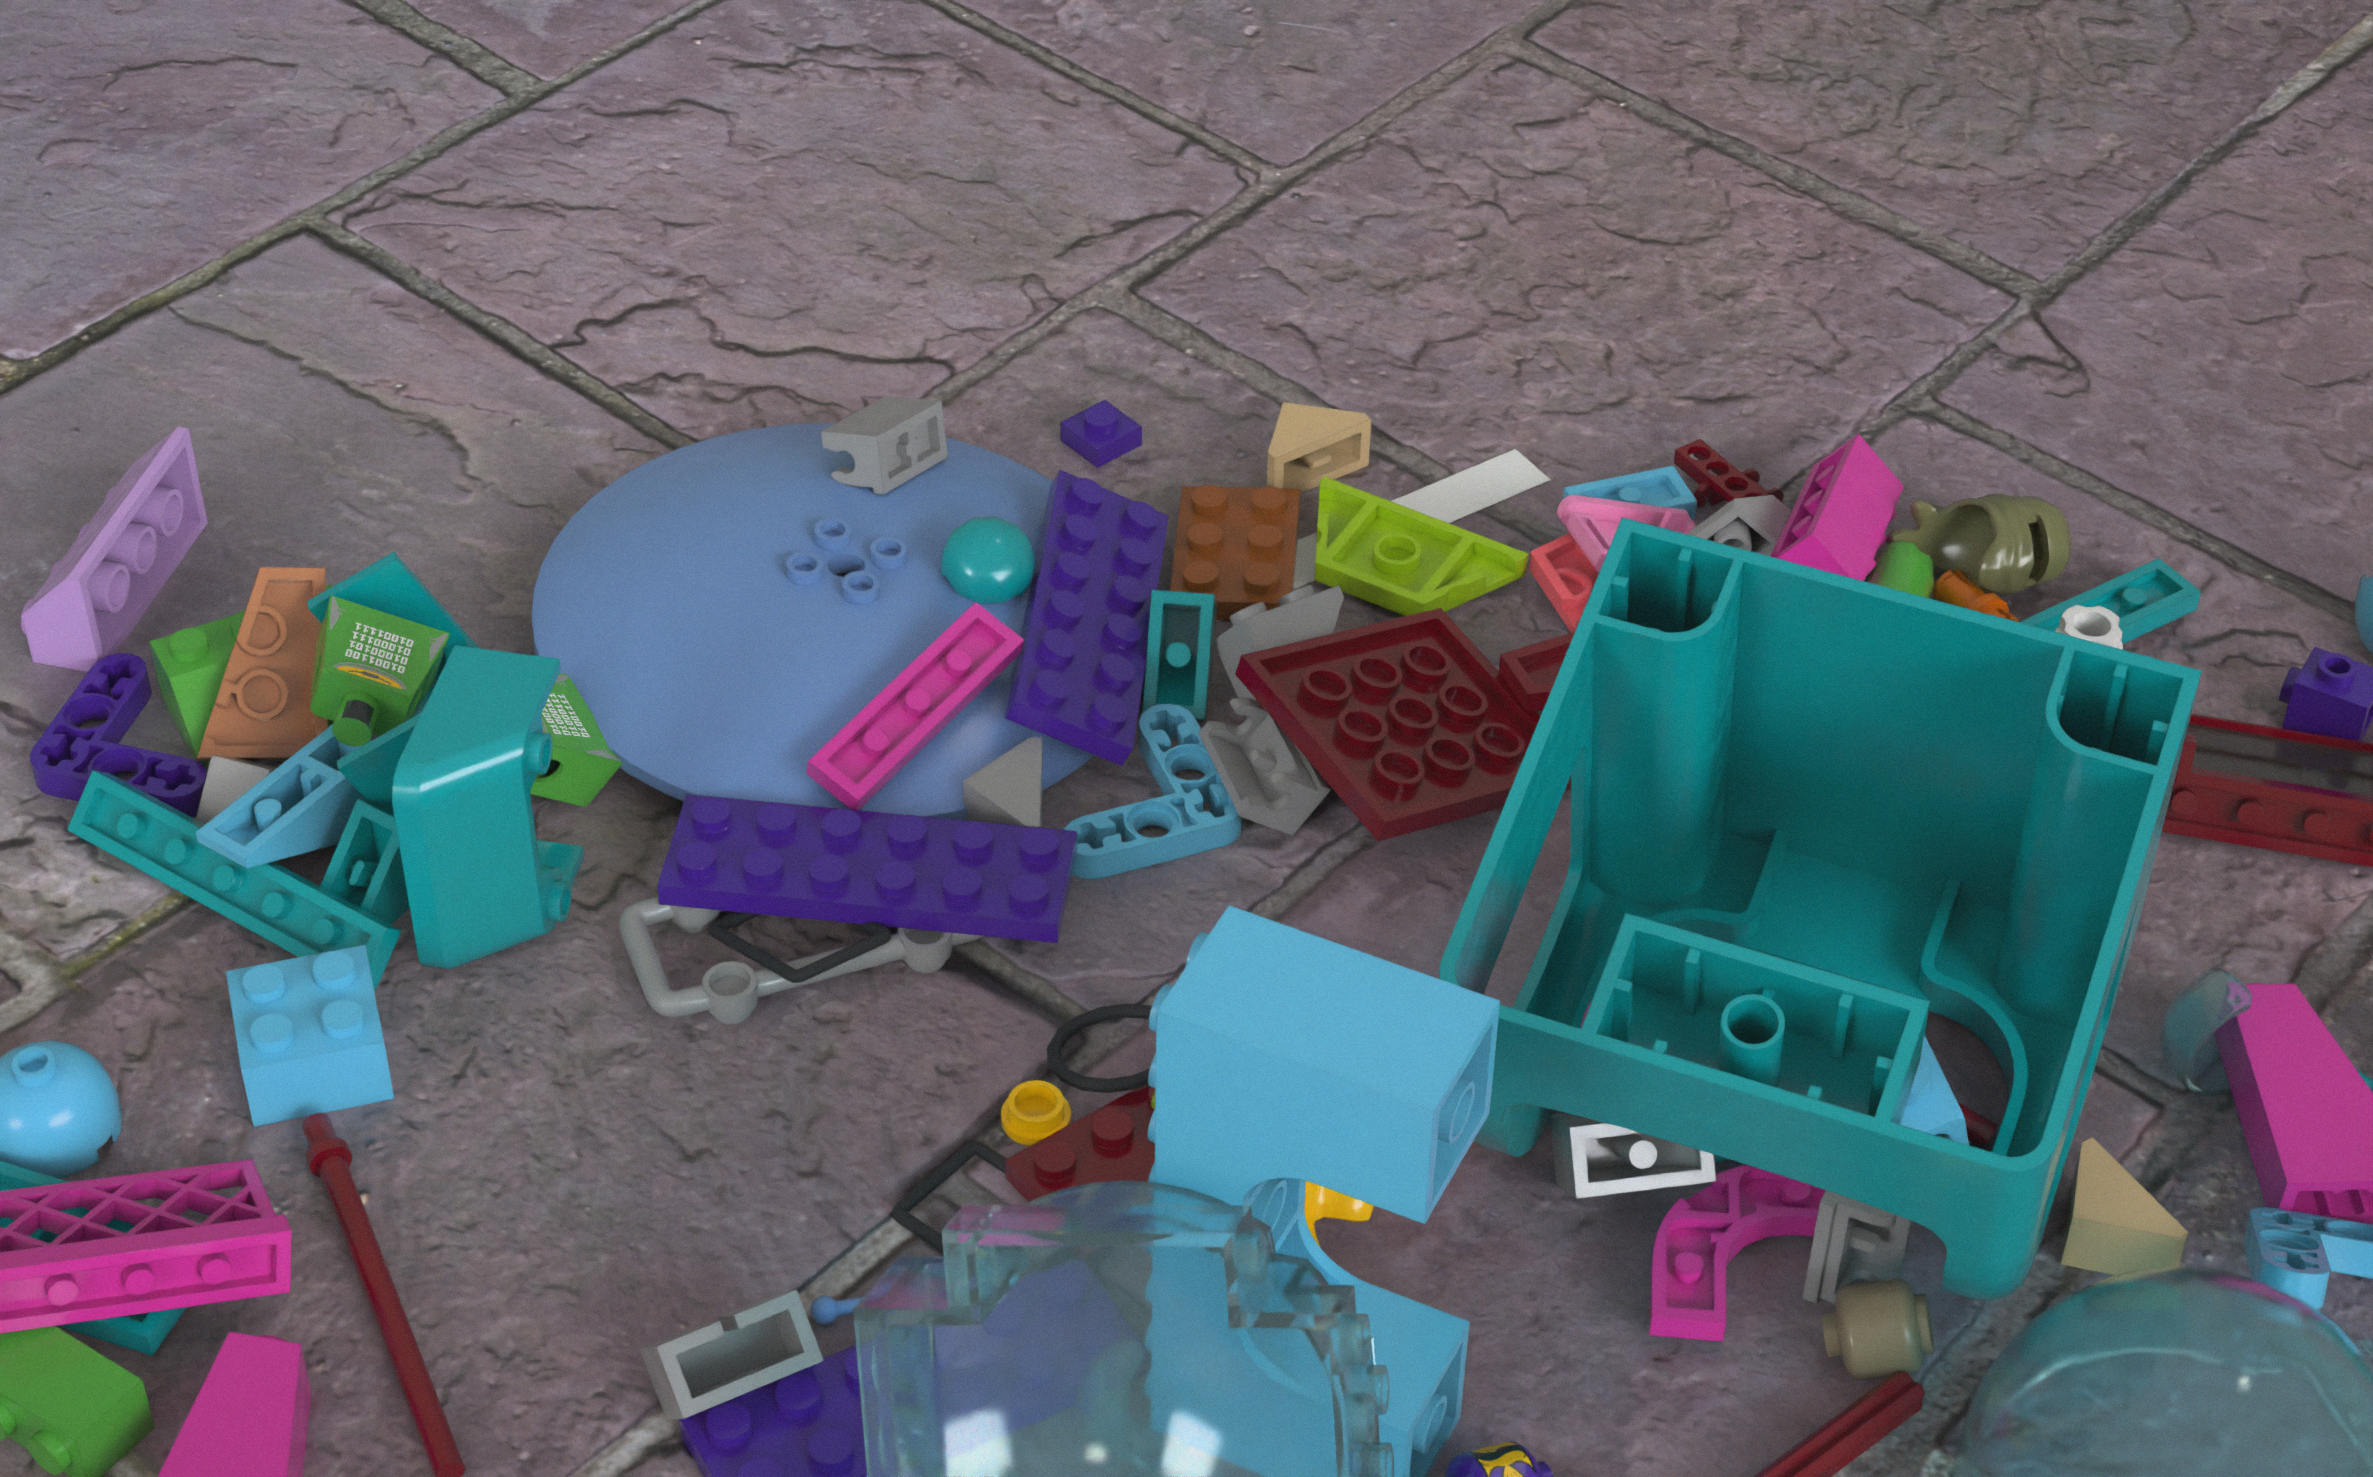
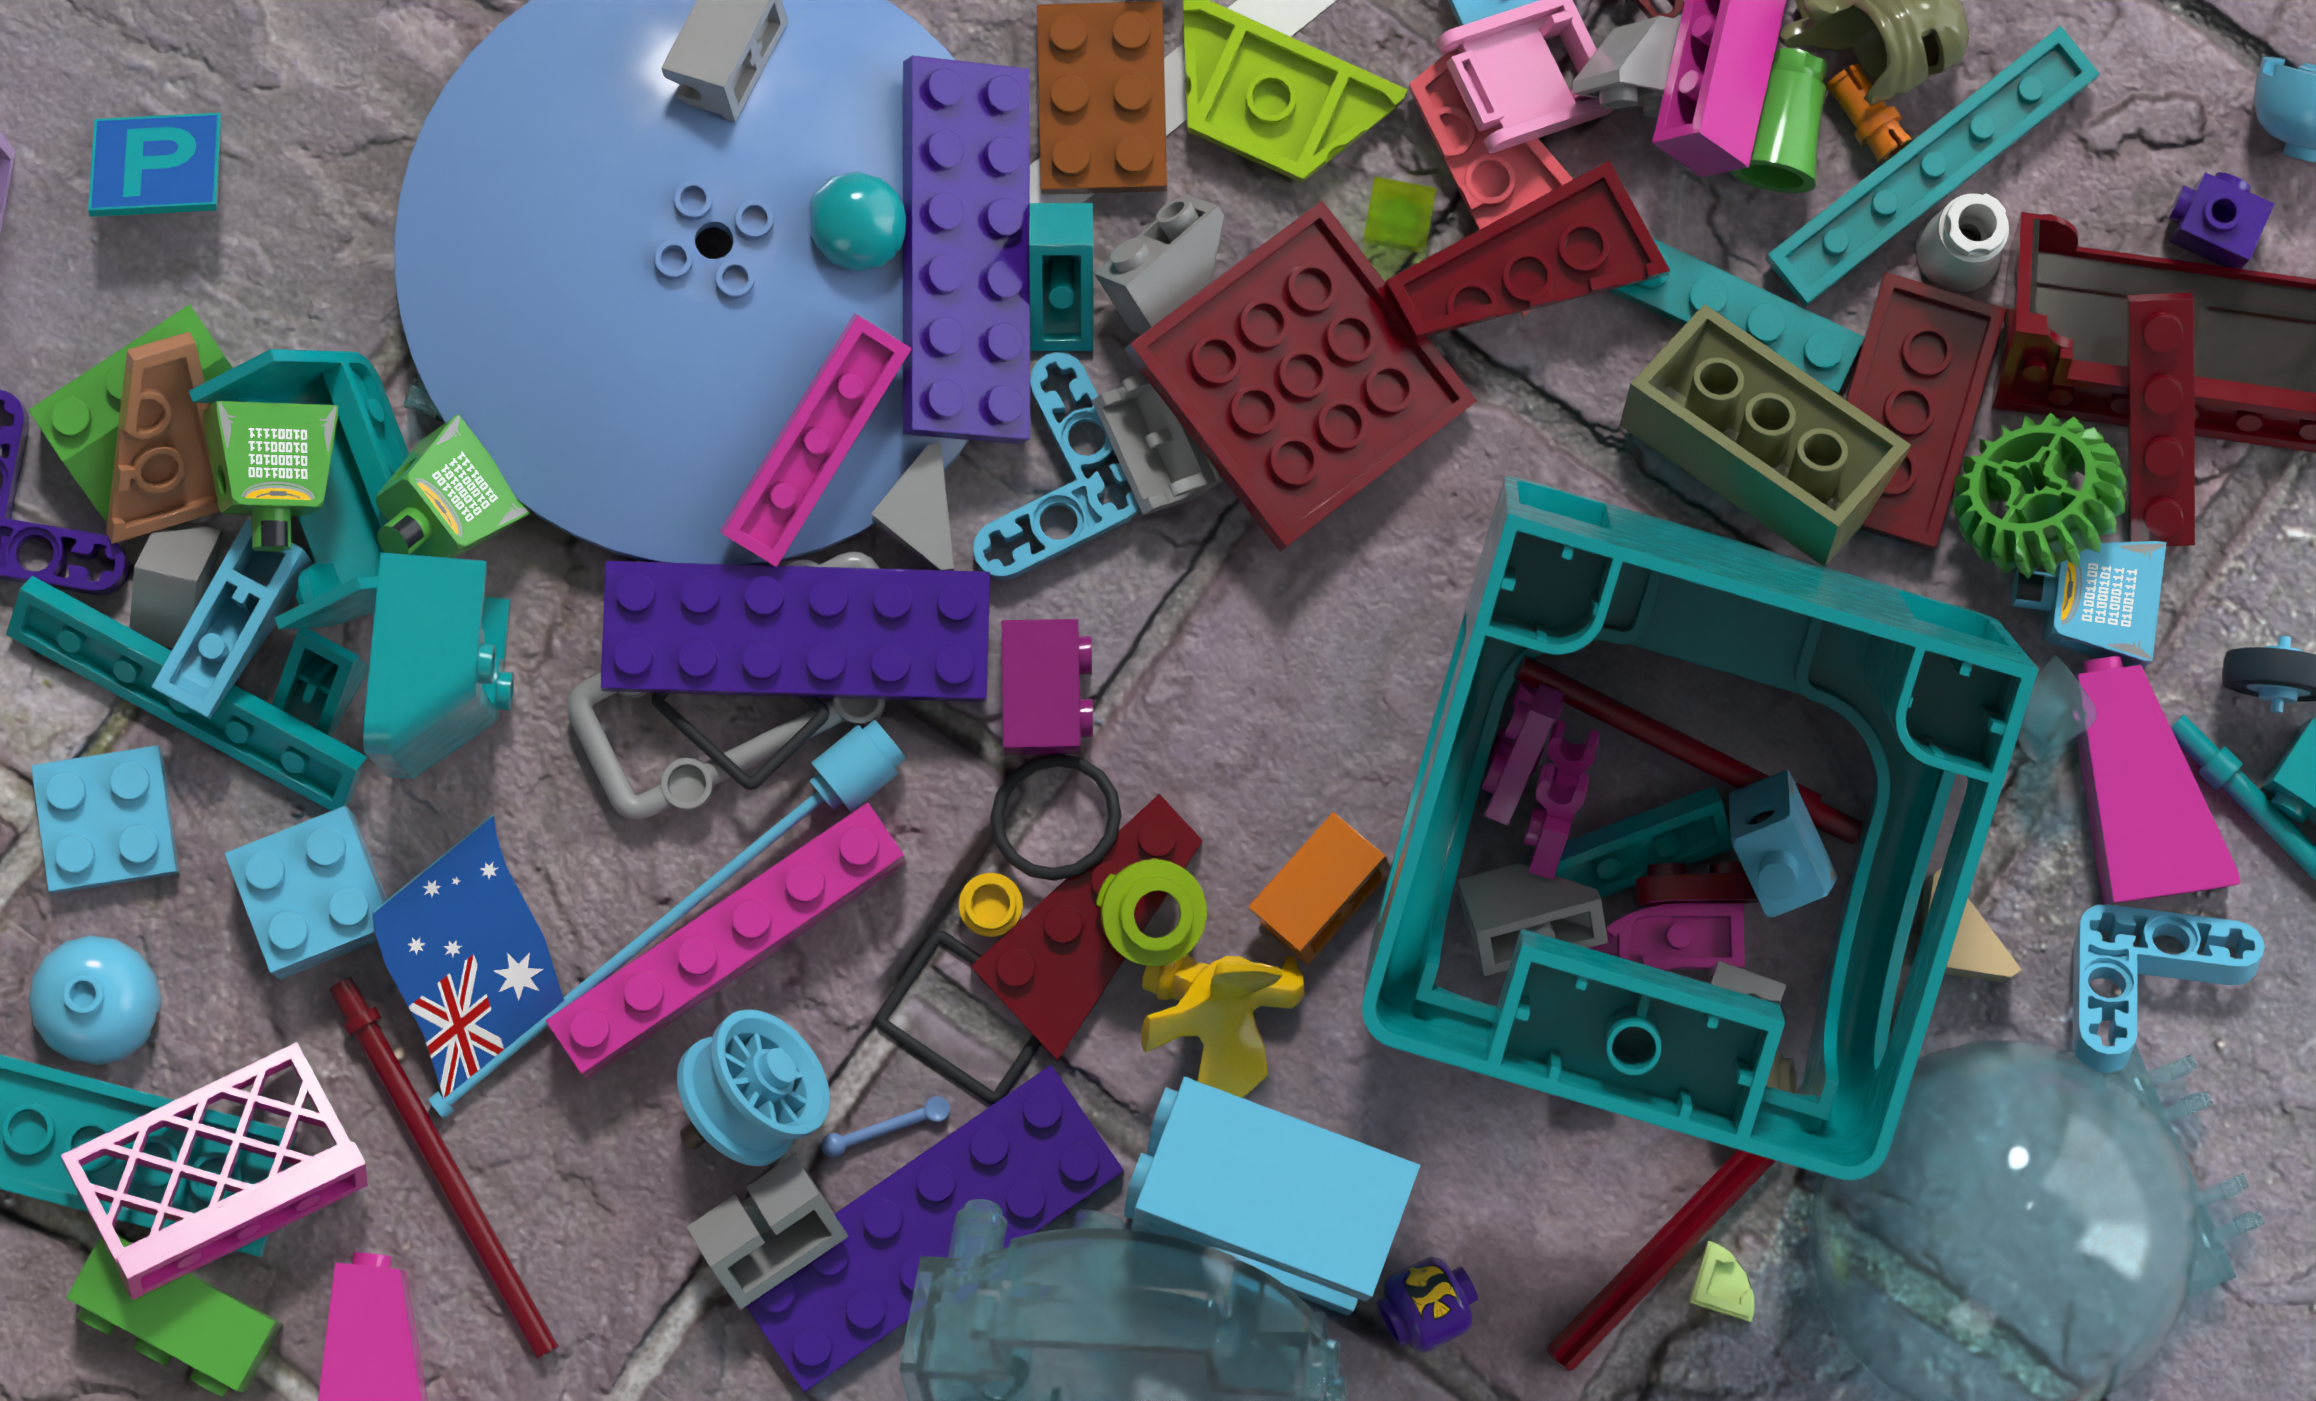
camera: 10 degrees left, 40 degrees up
(114, 978) = (105, 819): none -> medium azure plate
(332, 518) = (155, 164): none -> blue piece
(472, 1103) = (479, 962): none -> flag
(738, 1216) = (751, 1089): none -> medium azure wheel
(739, 1110) = (726, 941): none -> dark pink brick
(1118, 938) = (1043, 687): none -> magenta brick
(1512, 630) = (1399, 215): none -> clear neon green plate
(2202, 854) = (2044, 514): none -> bright green gear
(2242, 935) = (2104, 604): none -> medium azure torso
(2292, 811) = (2161, 418): none -> dark red plate

